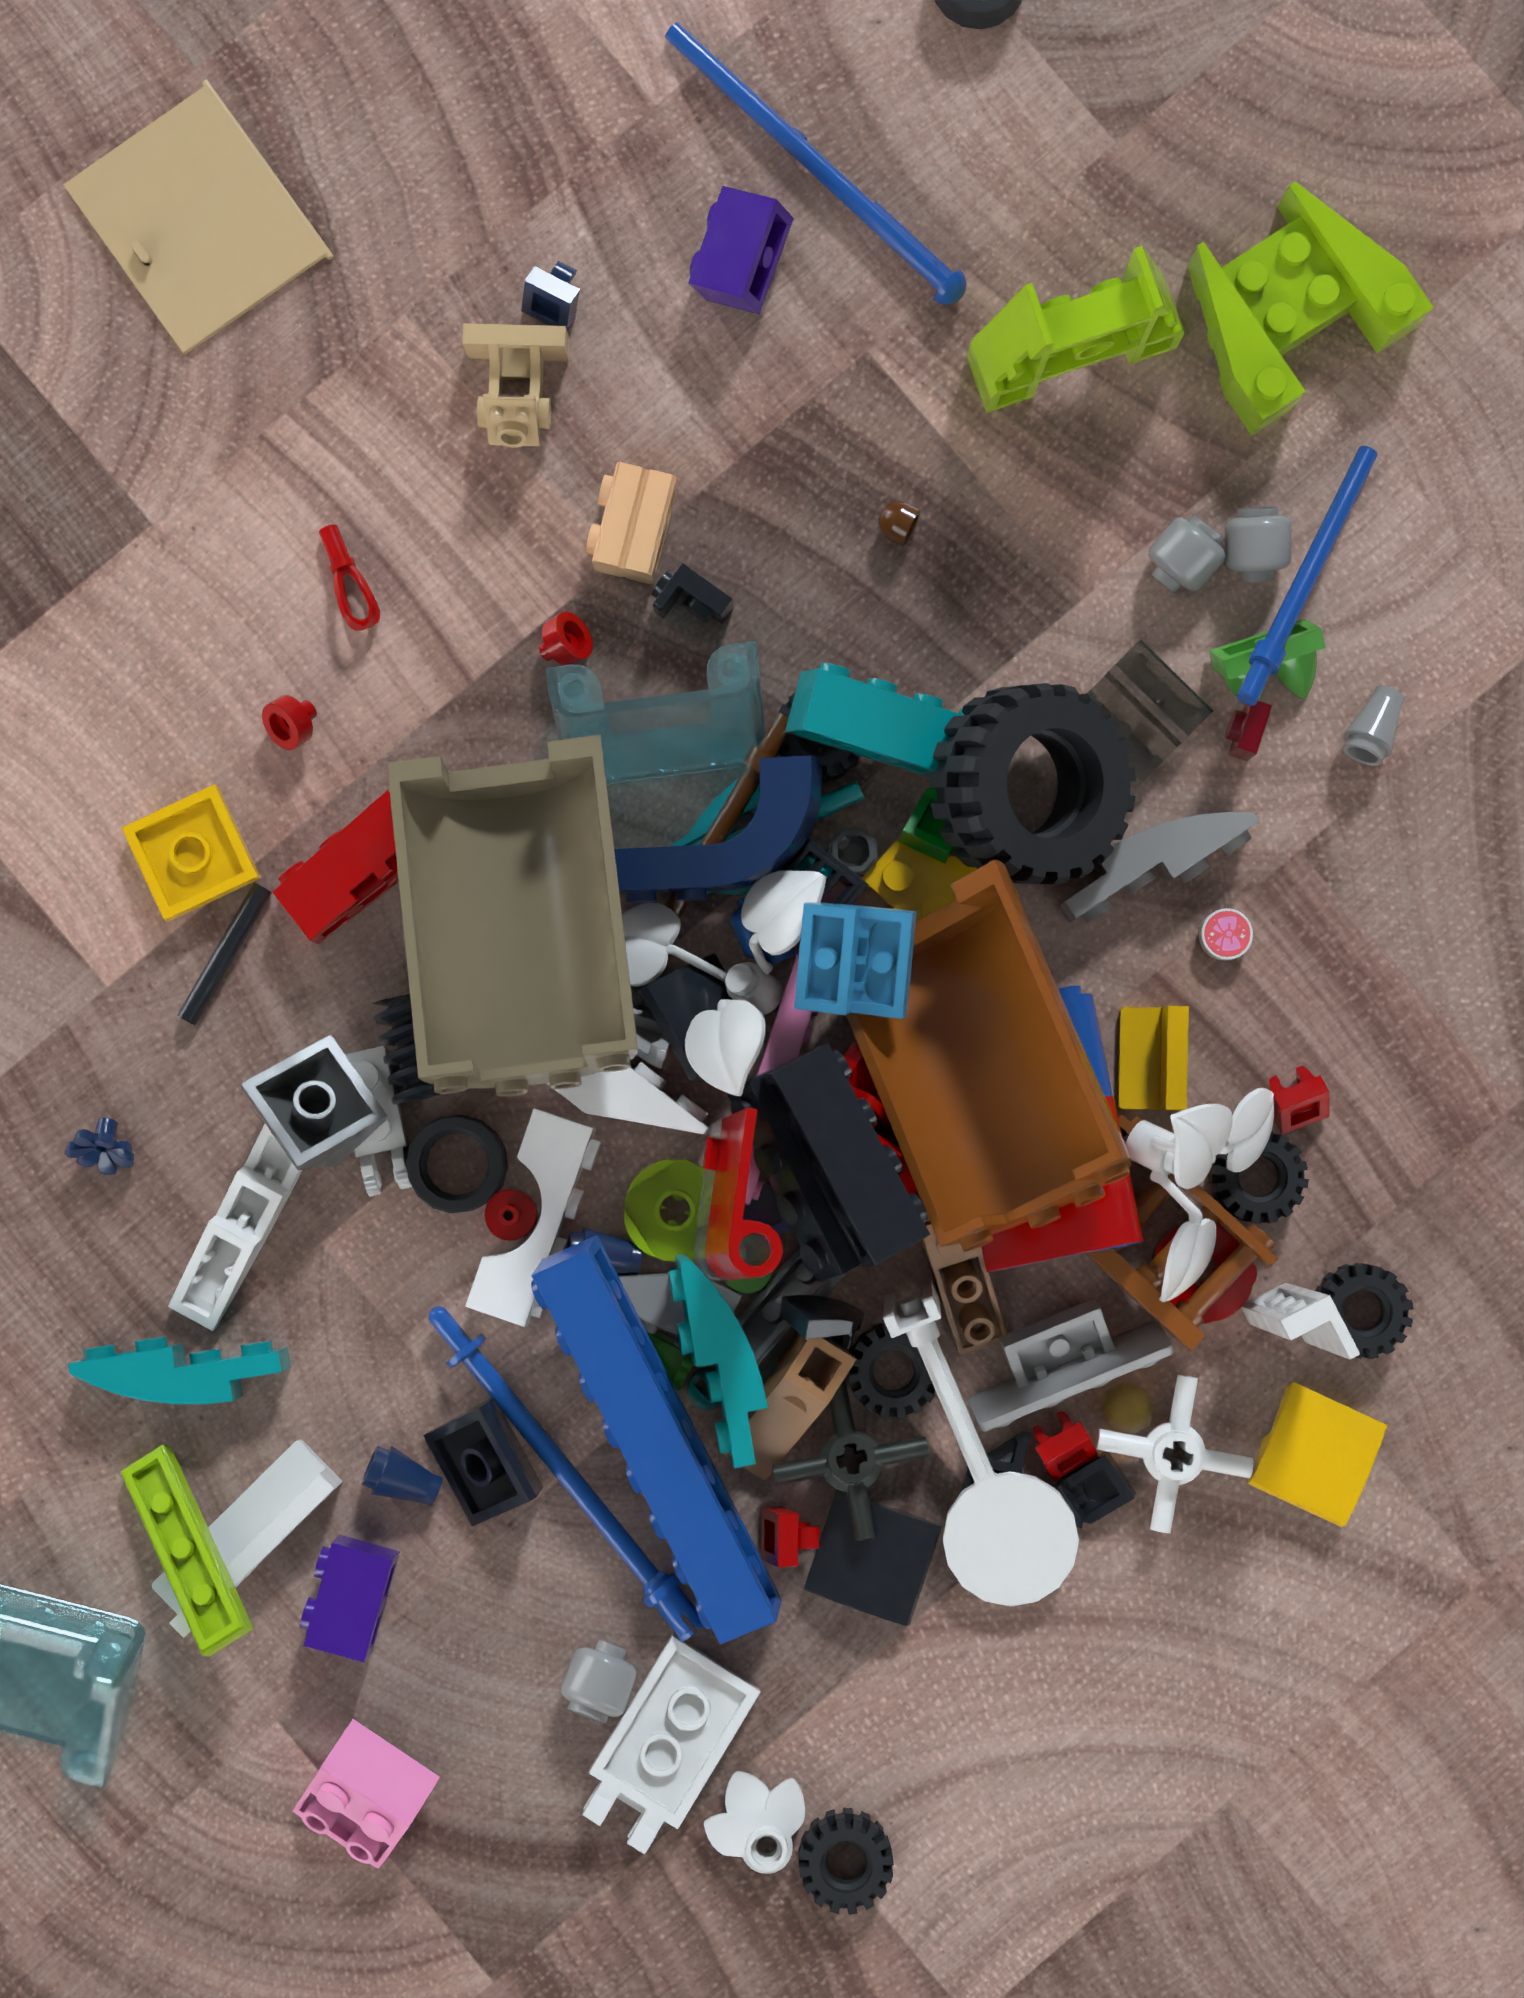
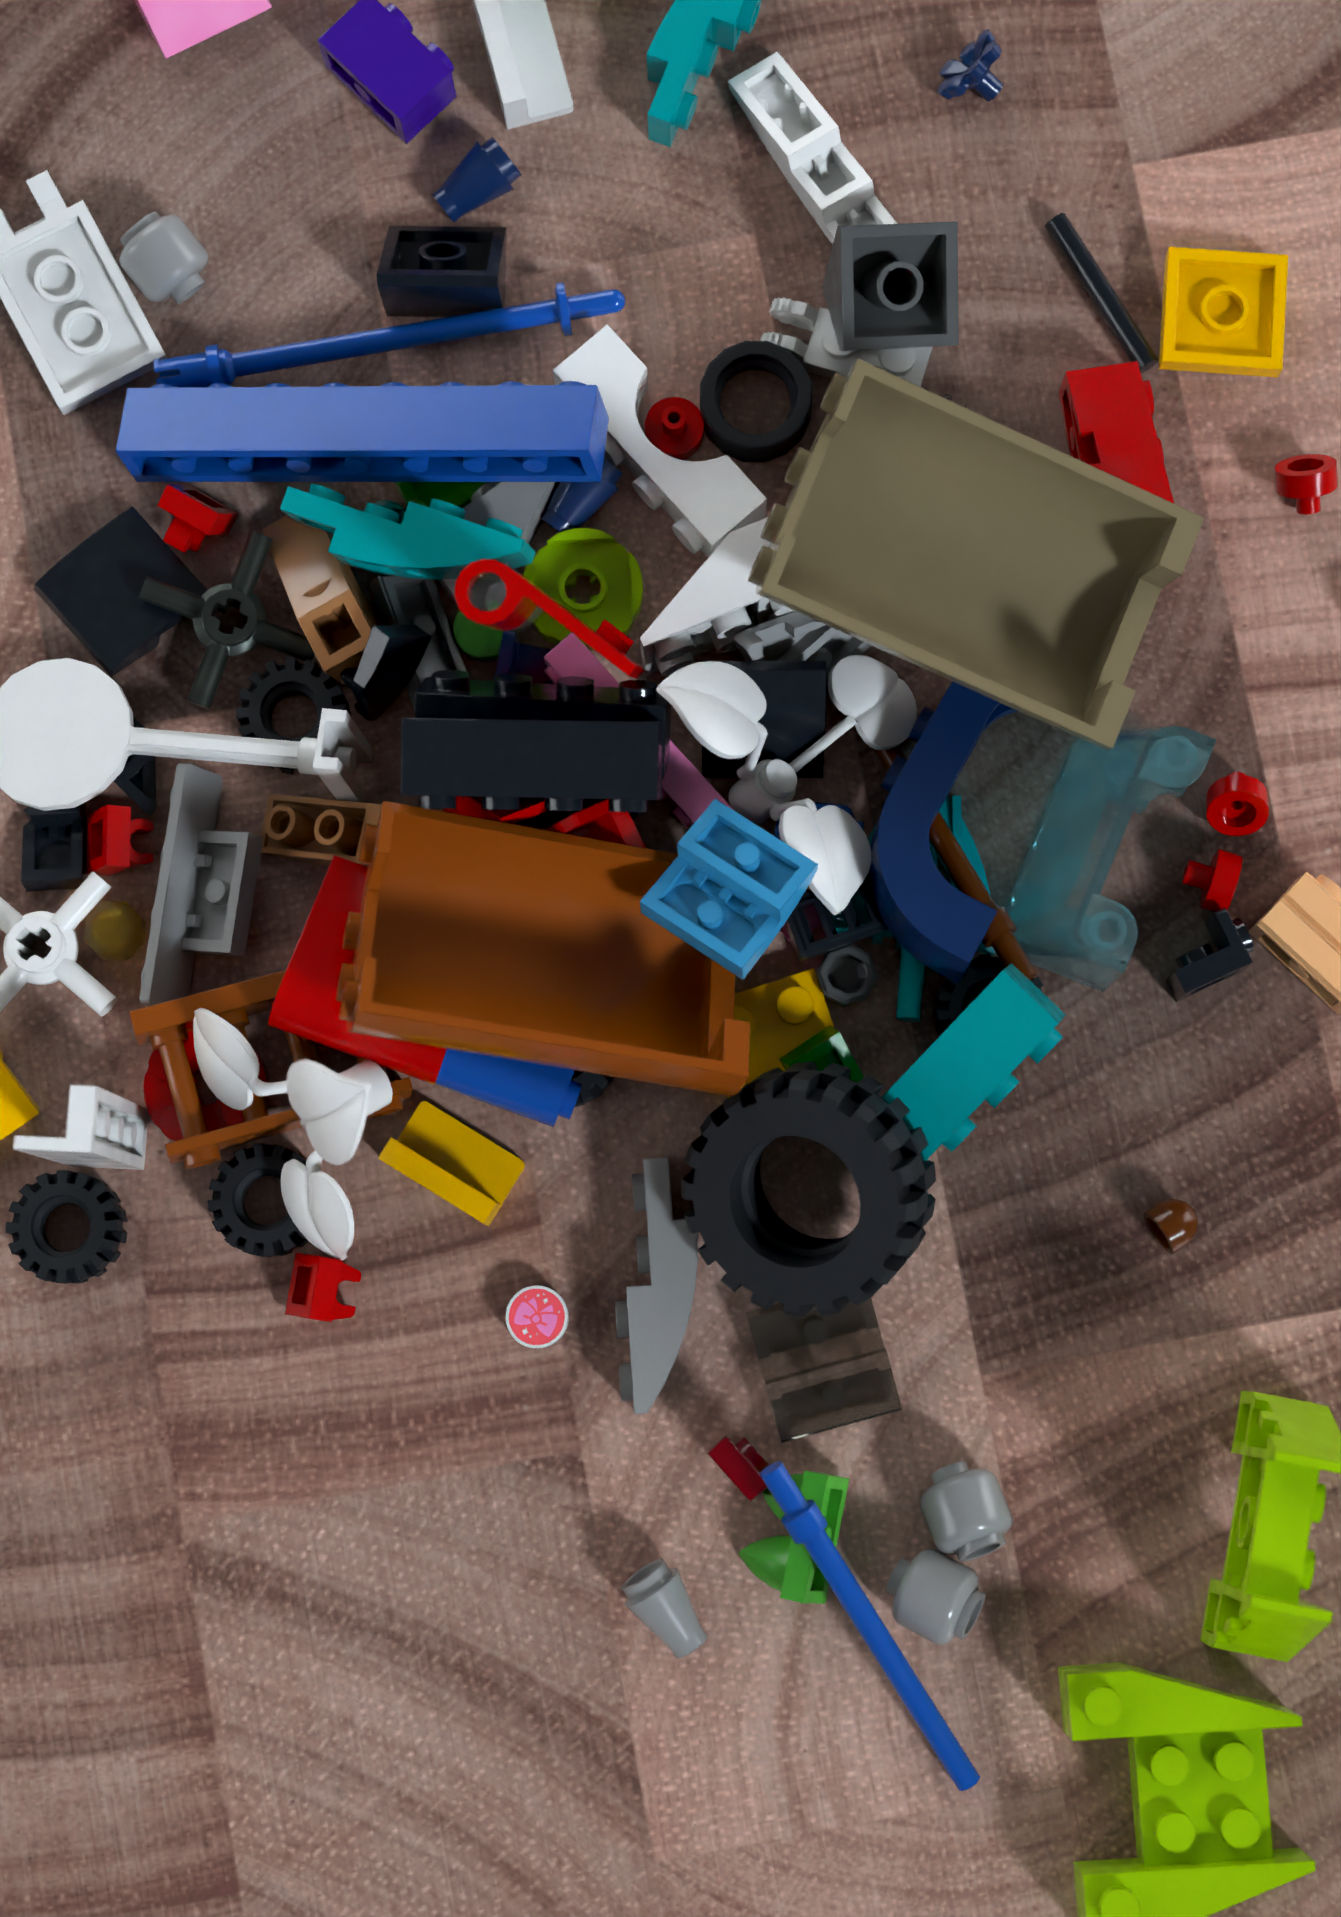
camera: 125 degrees right, 5 degrees down
(631, 624) = (1216, 881): none -> red tile

